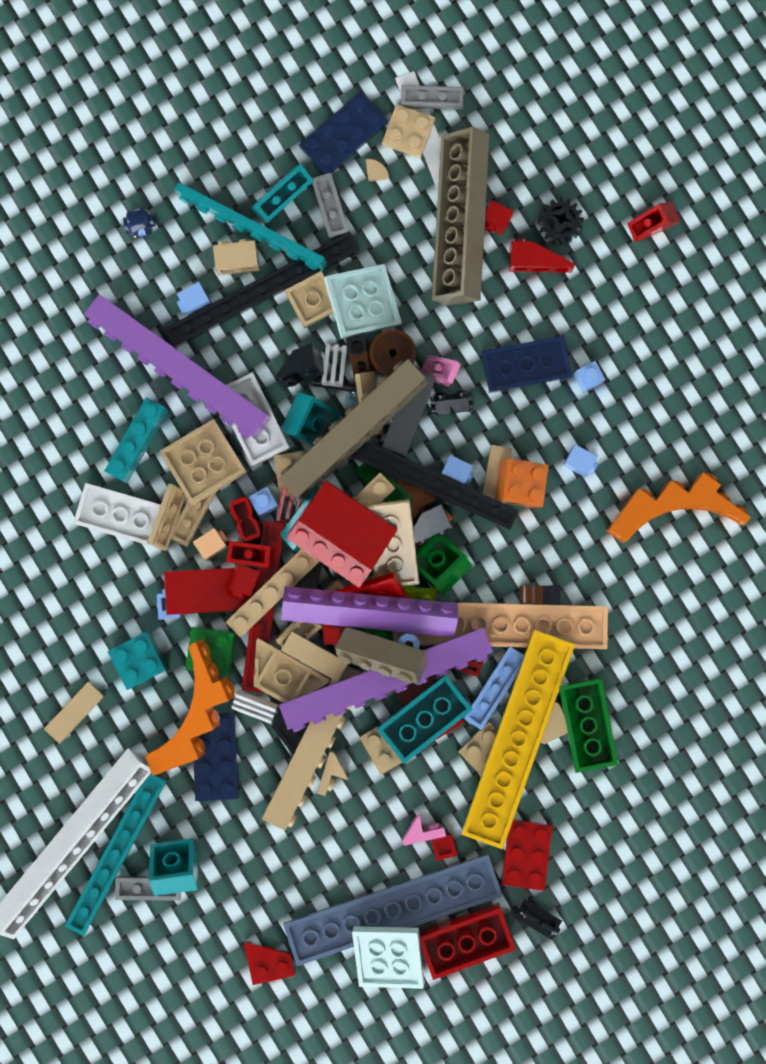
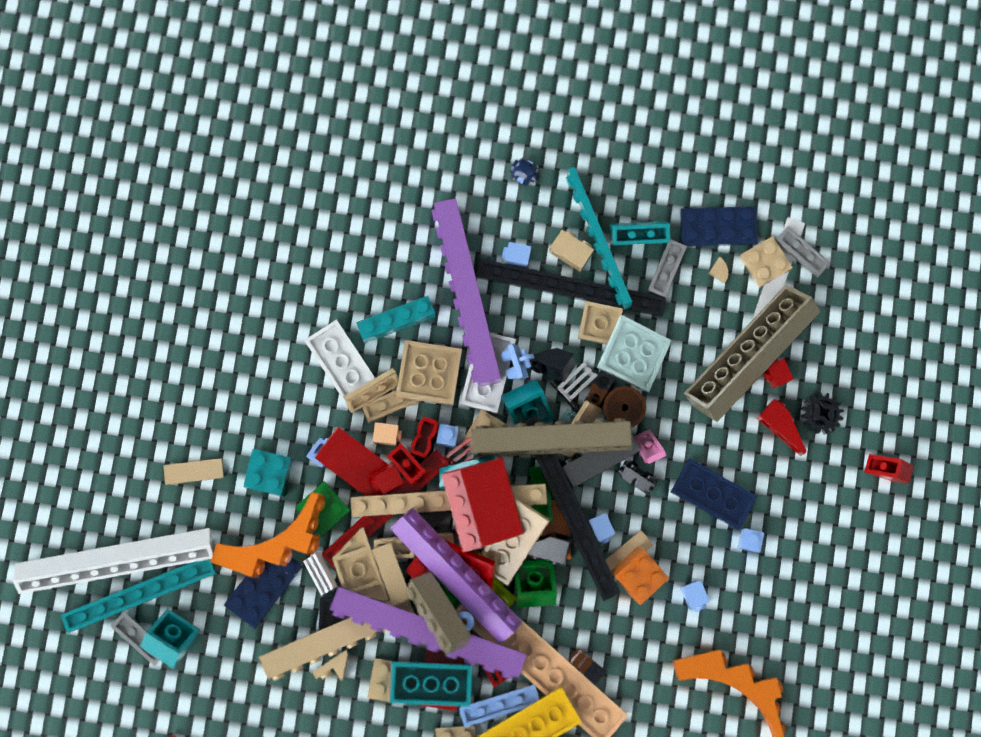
camera: 35 degrees right, 5 degrees down
(261, 385) = (518, 358): none -> light blue hips

